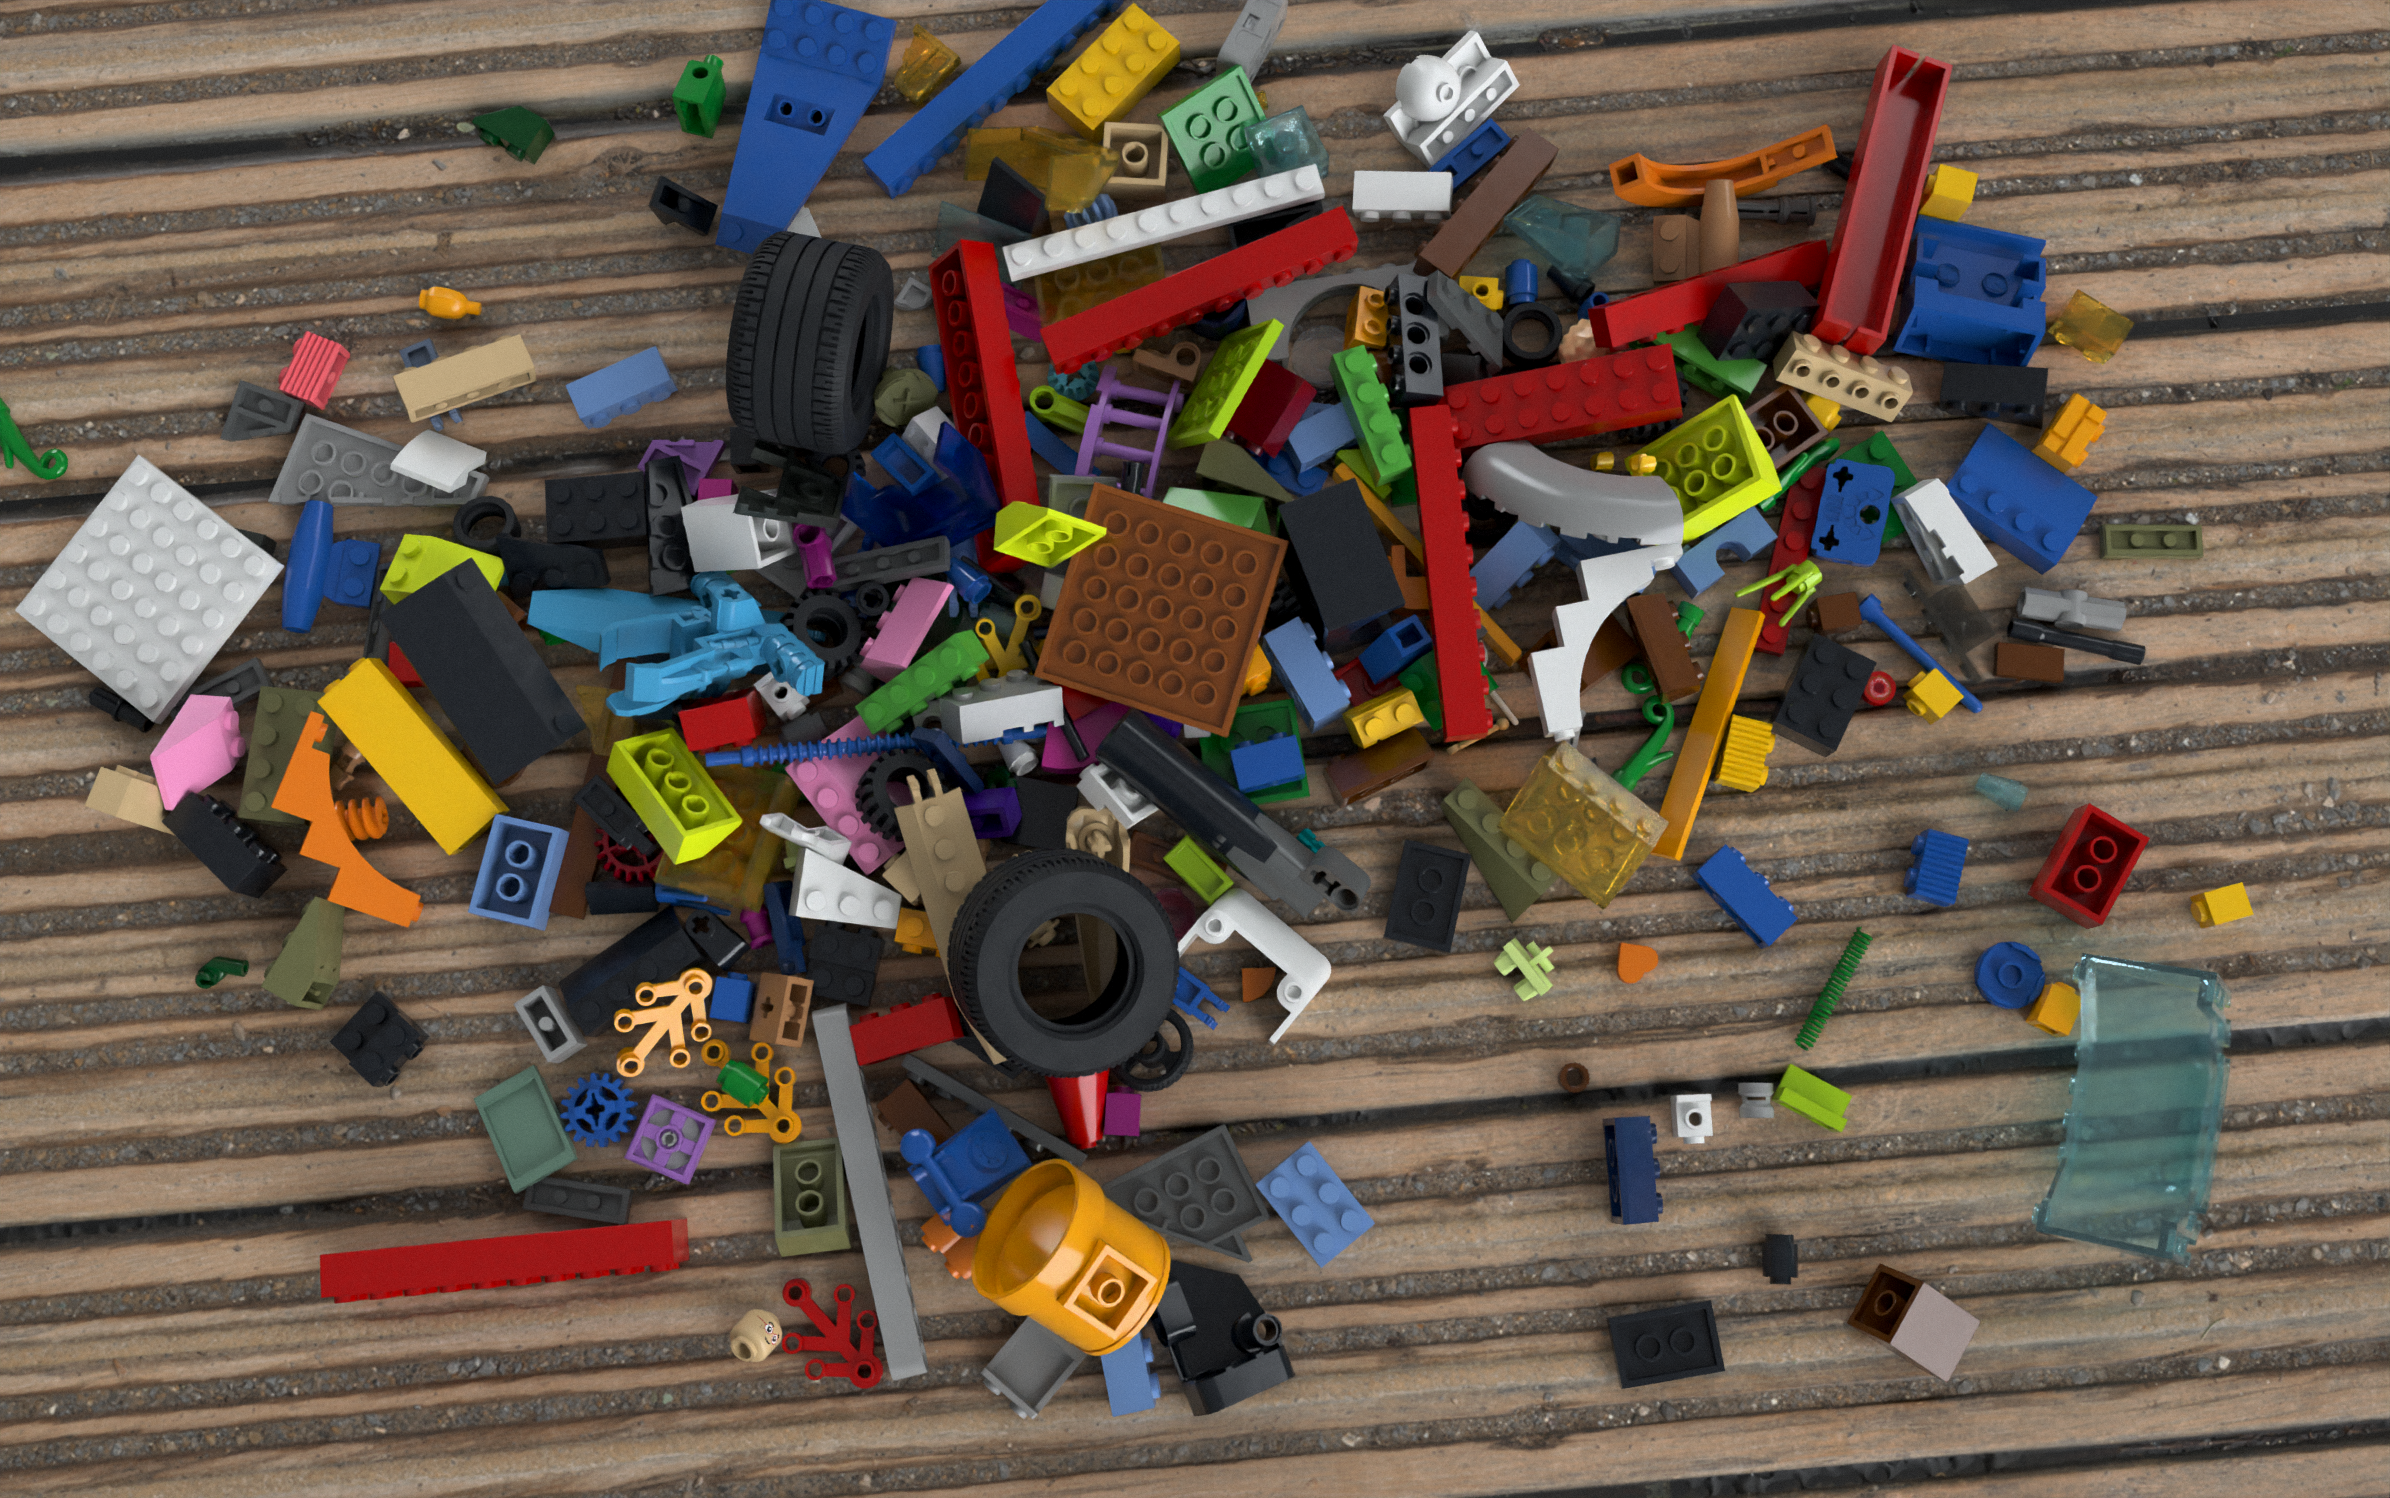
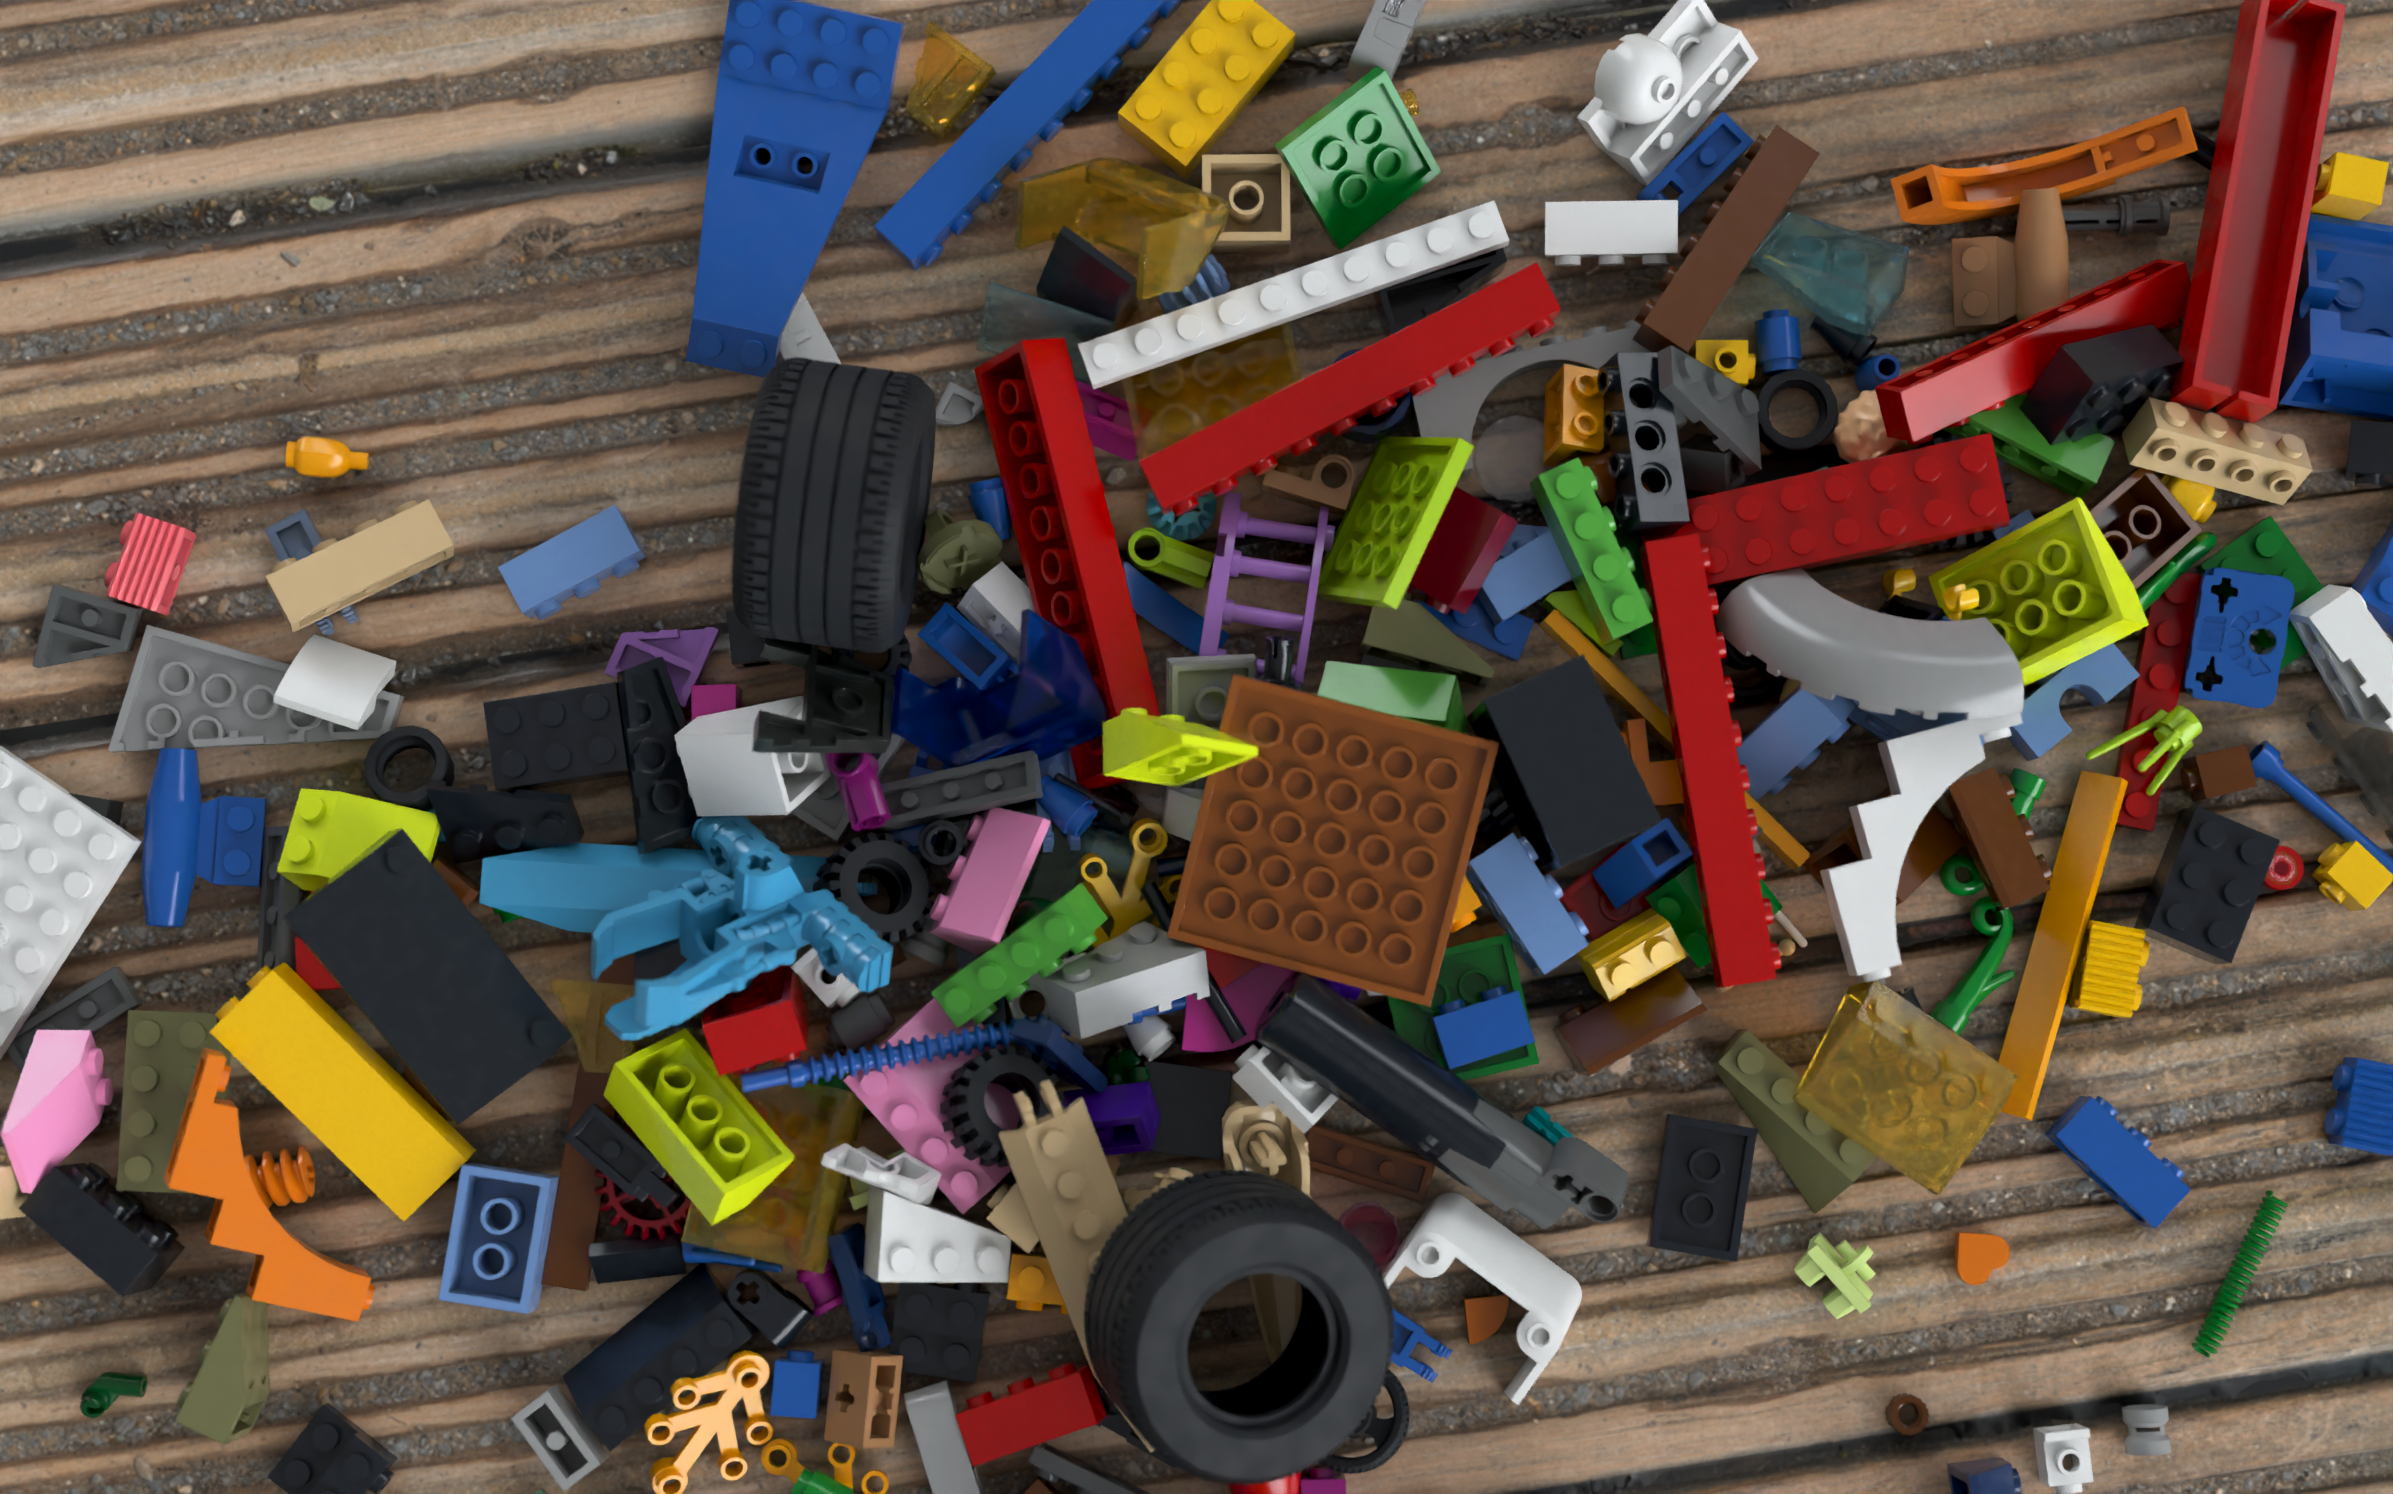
camera: 10 degrees left, 5 degrees up
(342, 770) = (251, 1105): medium nougat piece -> none
(516, 130) = (395, 208): dark green slope -> none
(679, 205) = (633, 305): black slope -> none
(700, 96) = (644, 144): green torso -> none
(1198, 870) = (1398, 1174): lime tile -> none
(1286, 144) = (1449, 171): clear light blue slope -> none
(1812, 1098) = (2219, 1420): lime panel -> none

